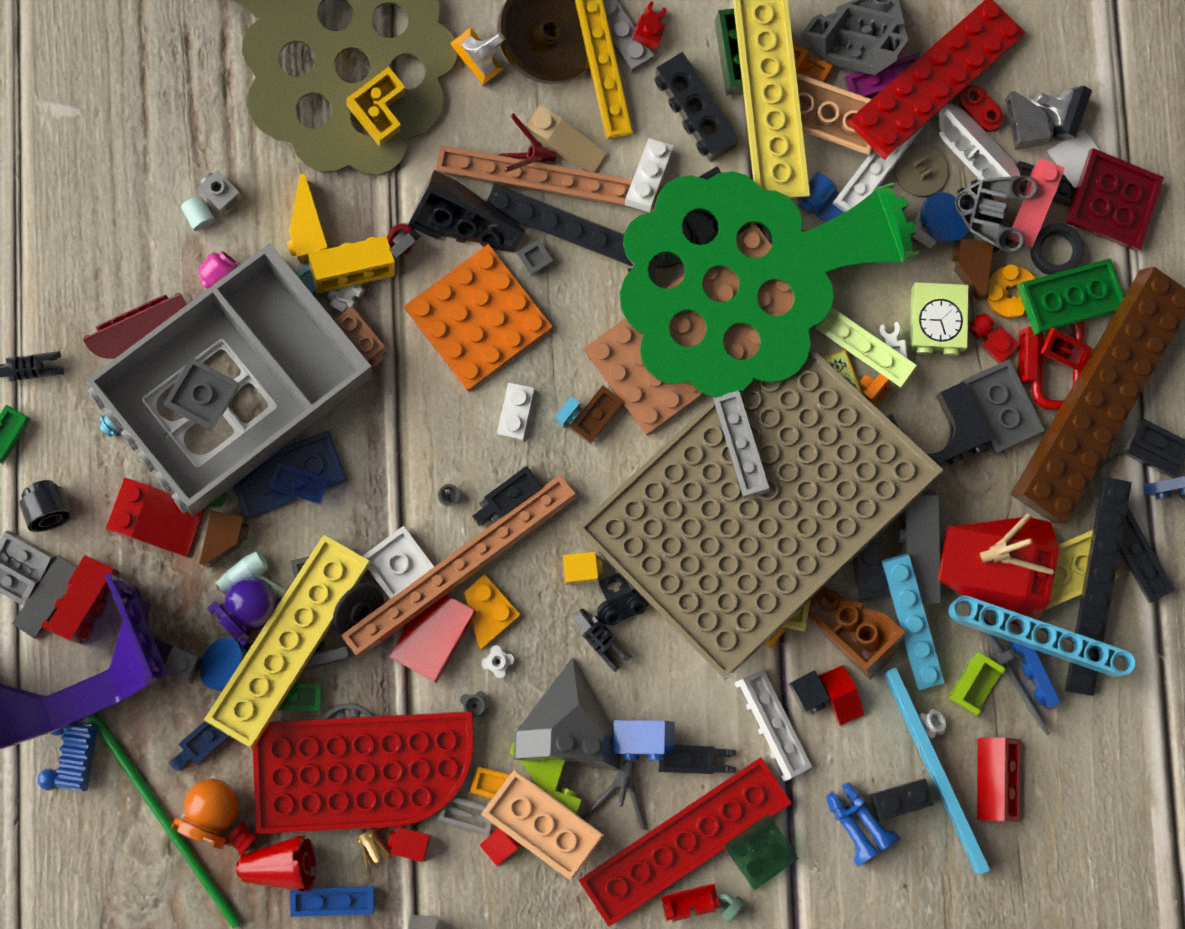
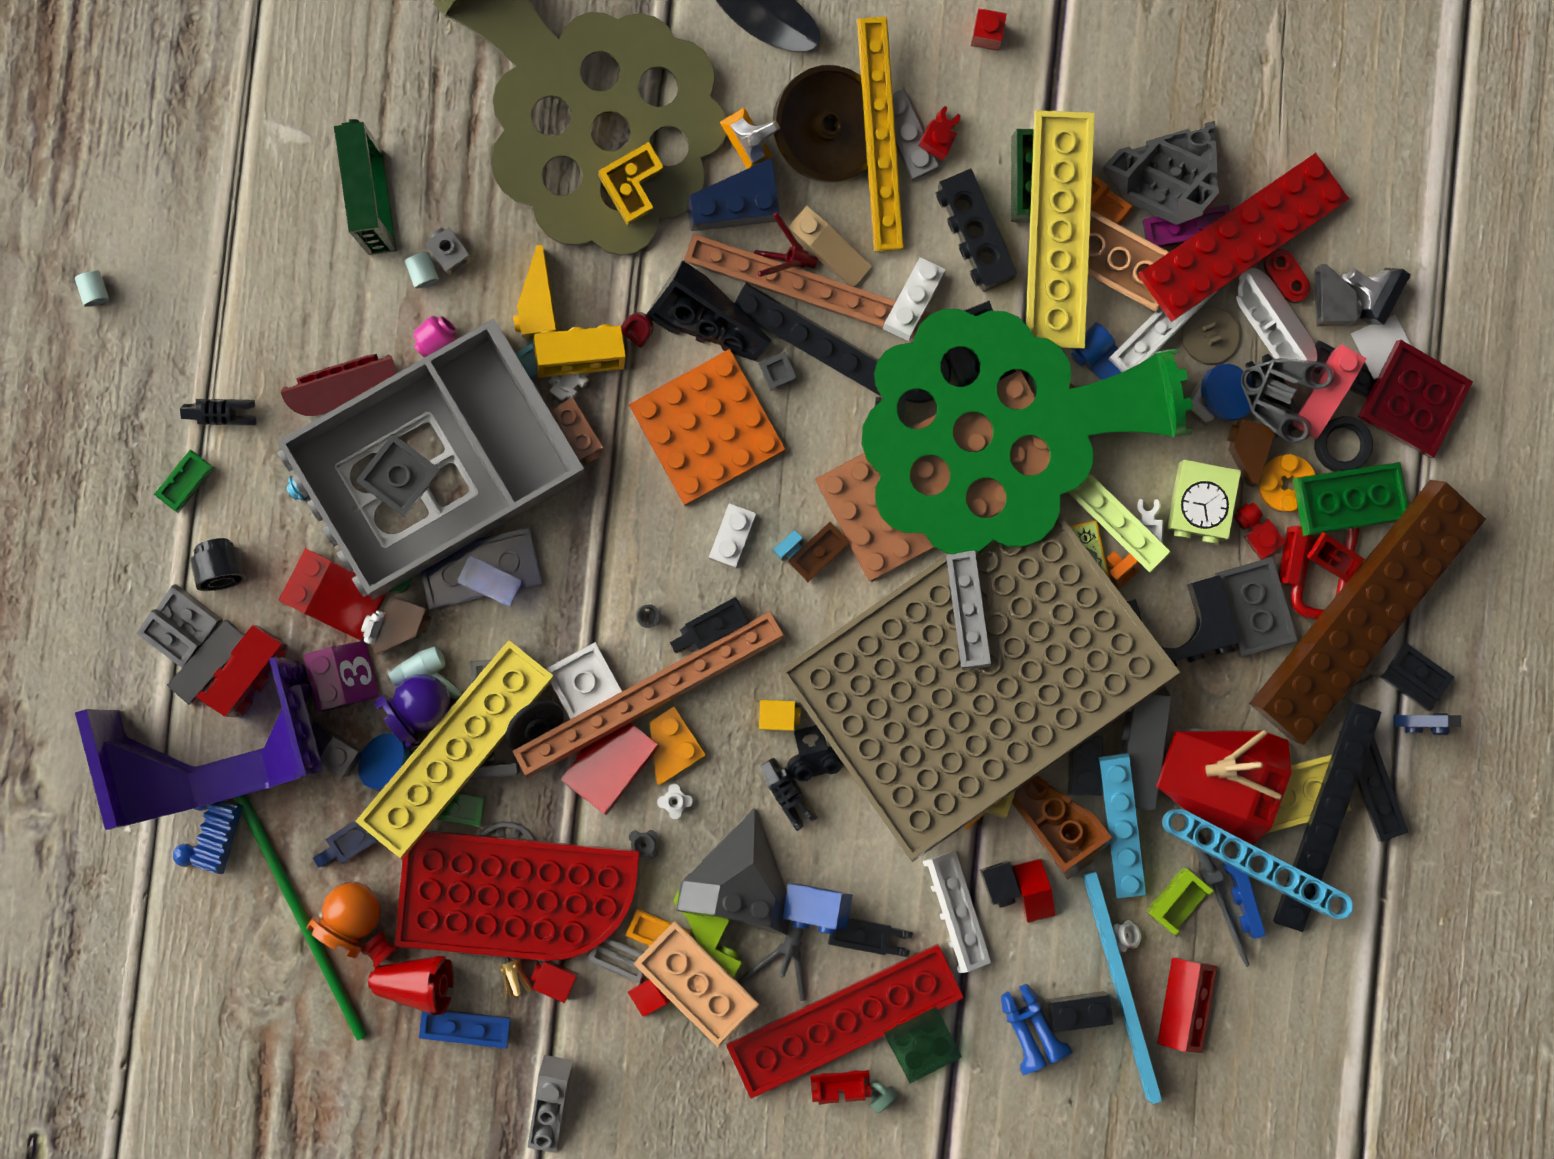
camera: 10 degrees right, 5 degrees up
(136, 143) = (365, 188): none -> dark green window
(173, 591) = (341, 675): none -> magenta slope
(196, 540) = (372, 626): none -> white piece
(404, 241) = (638, 335): dark grey plate -> none
(475, 110) = (737, 200): none -> dark blue wedge

